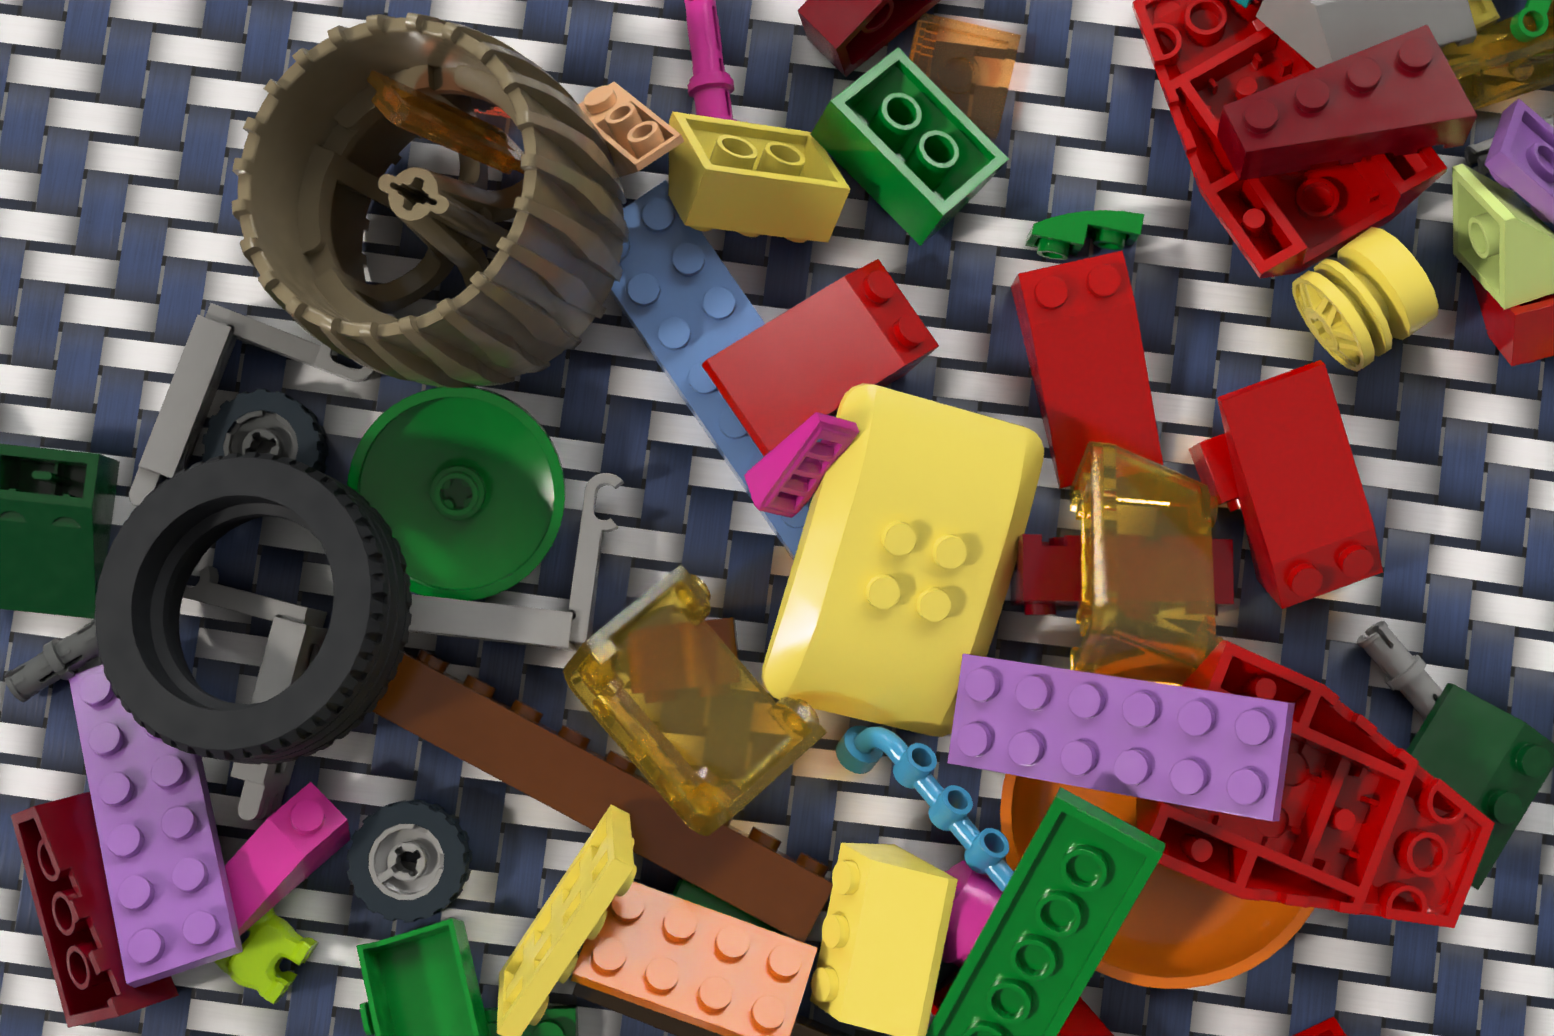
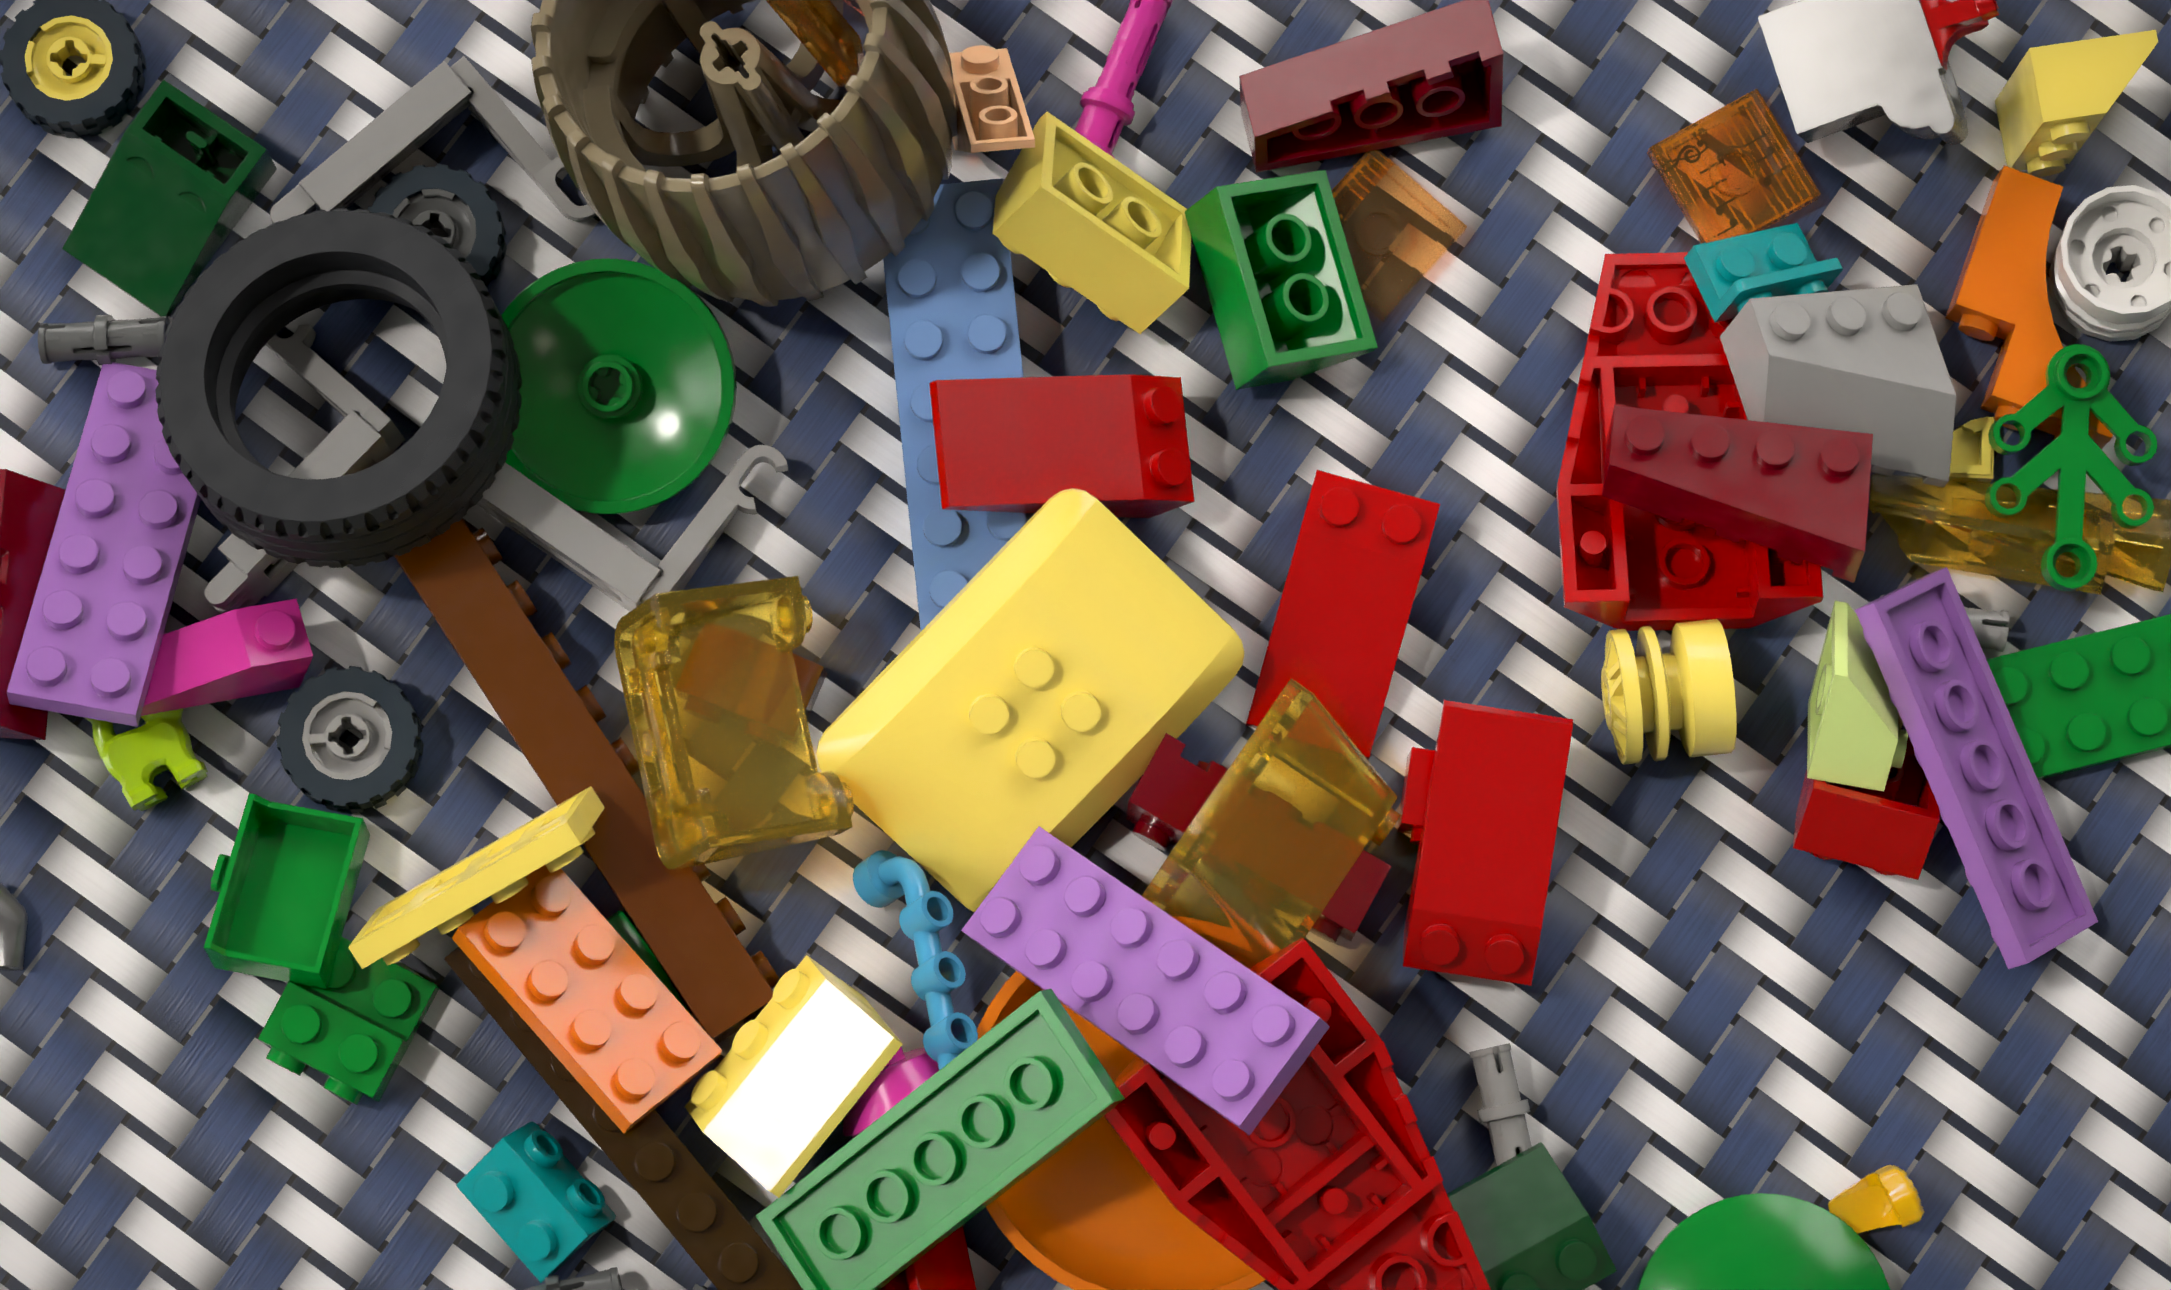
camera: 25 degrees right, 5 degrees down
(795, 467) = (952, 546): dark pink slope -> none
(1066, 233) = (1397, 458): green slope -> none

